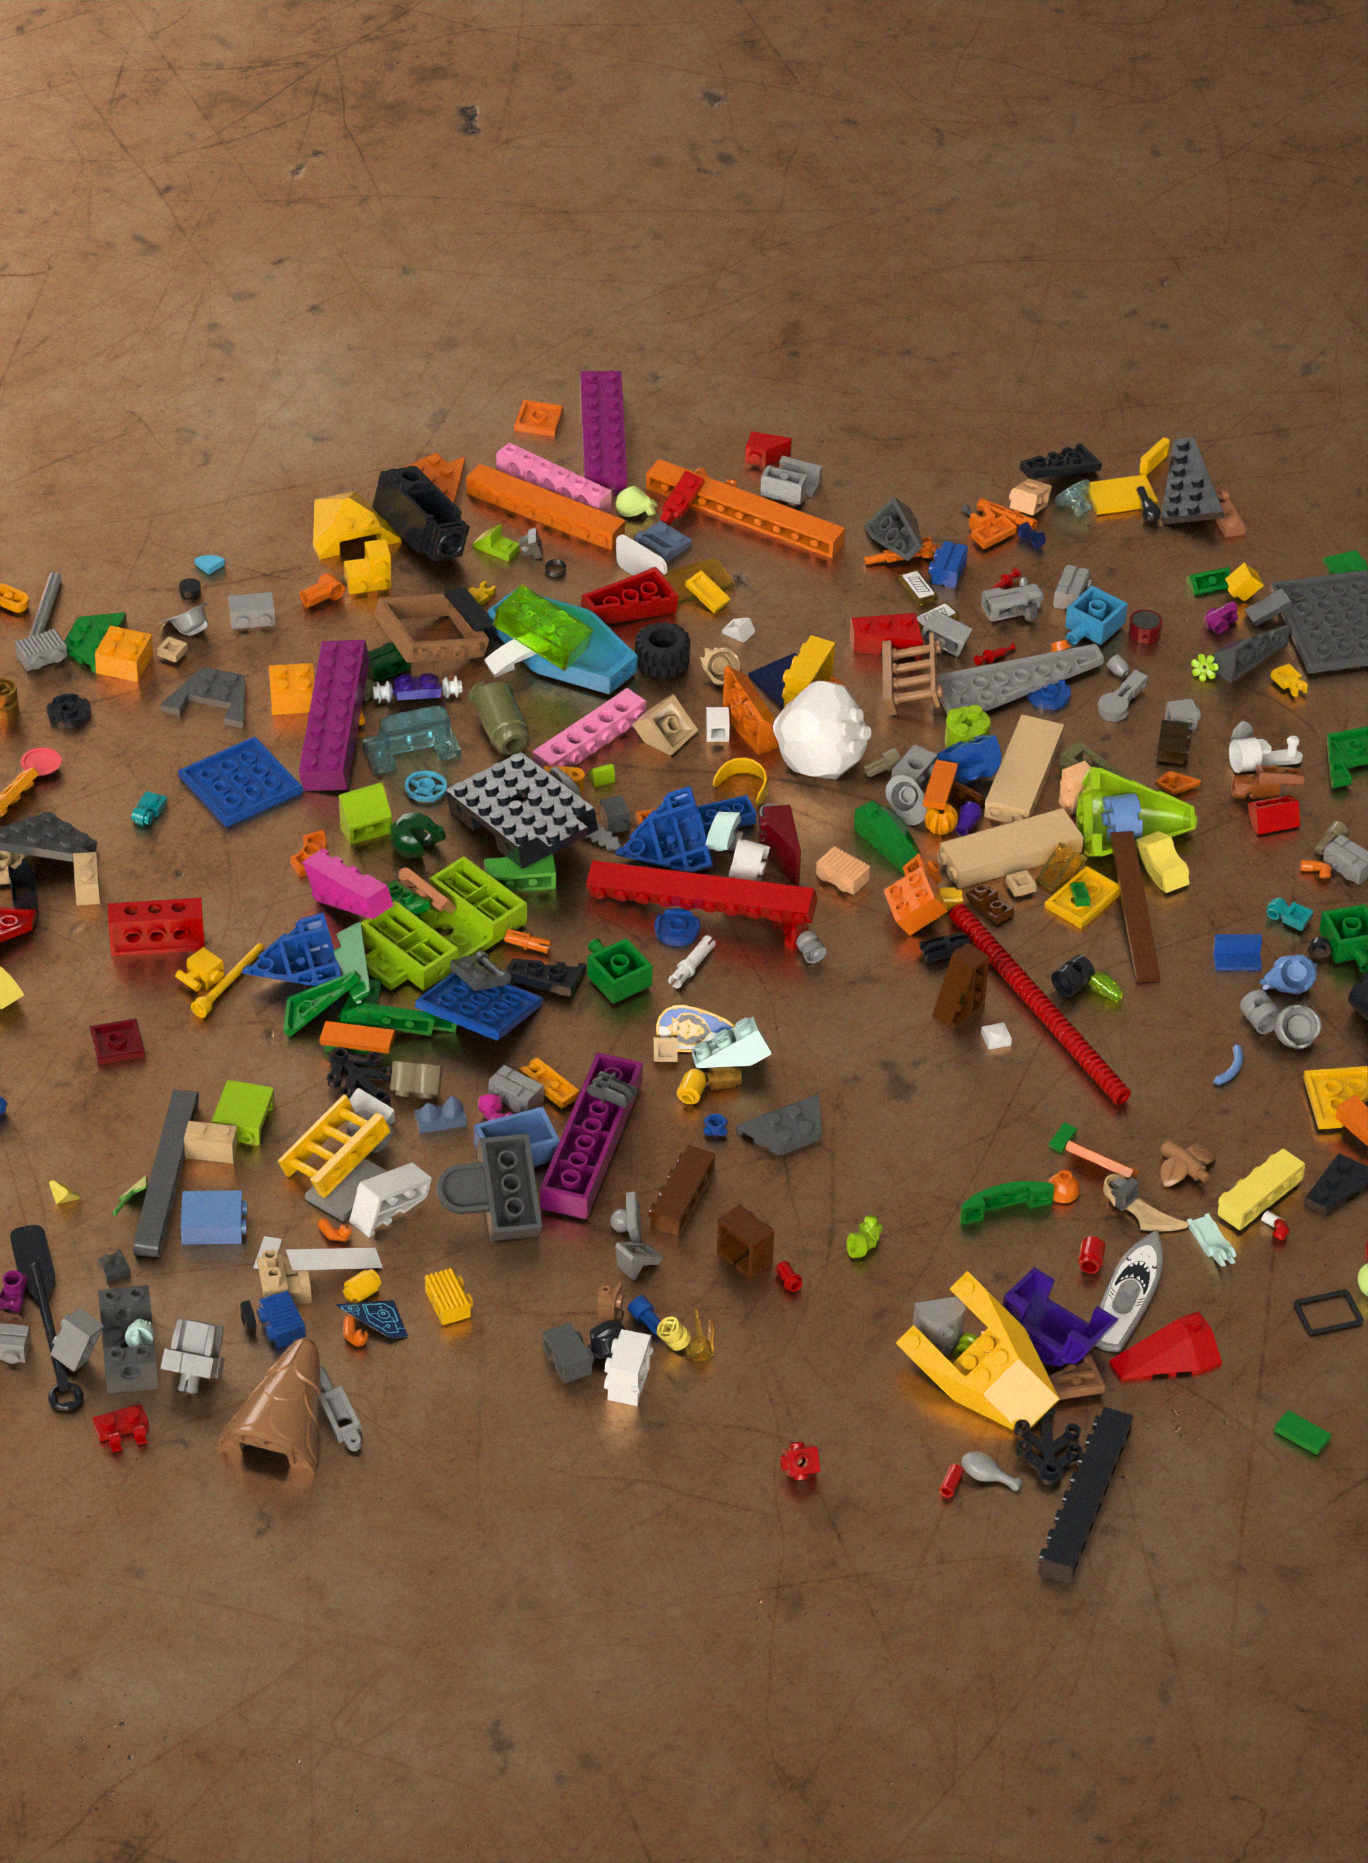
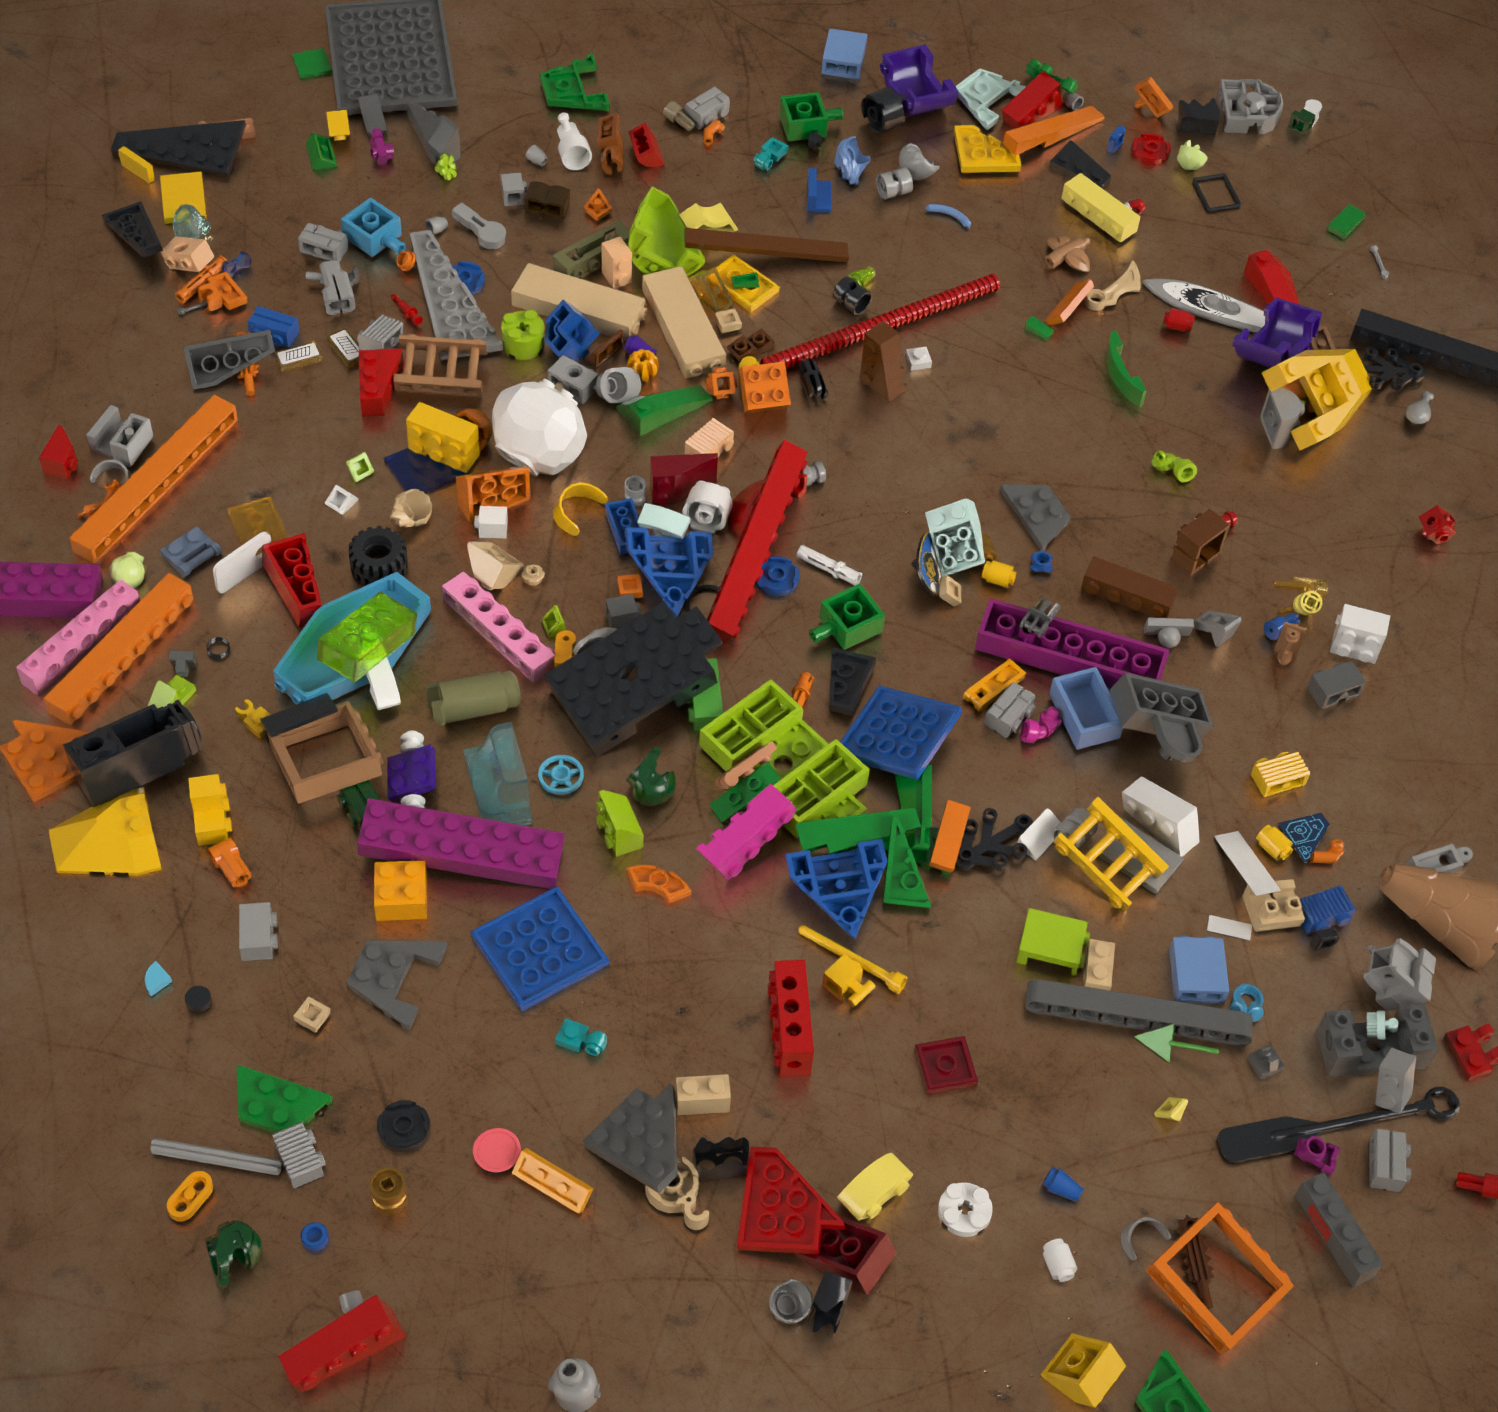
camera: 90 degrees left, 10 degrees up
(124, 653) = (319, 1061): light orange brick -> none
(167, 1258) = (1255, 1008): none -> dark azure piece
(191, 621) = (264, 996): light grey piece -> none
(342, 1234) = (1203, 866): orange arm -> none
(416, 1078) = (1003, 788): dark tan brick -> none
(442, 1117) = (1041, 775): sand blue tile -> none
(477, 977) = (858, 733): dark grey plate -> none
(602, 1338) = (1318, 651): black piece -> none
(659, 757) = (533, 574): none -> tan plate
(681, 497) = (137, 524): red hinge -> none
(707, 591) = (286, 516): yellow tile -> none
(753, 476) = (106, 465): none -> light grey helmet
(777, 634) = (360, 466): none -> lime slope
(940, 784) = (613, 353): orange tile -> none
(951, 1480) = (1433, 434): red piece -> none
(1007, 580) = (300, 290): red piece -> none
(1065, 1187) = (1098, 332): orange brick -> none
(1122, 814) = (667, 232): medium blue brick -> none
(1125, 1192) = (1116, 287): dark grey tile -> none
(1145, 626) = (386, 195): dark red piece -> none
(1150, 510) = (216, 177): black piece -> none
(1211, 1239) = (1152, 248): light aqua arm -> none
(1219, 1464) = (1384, 273): none -> light grey hinge
(1288, 676) = (468, 117): yellow plate -> none

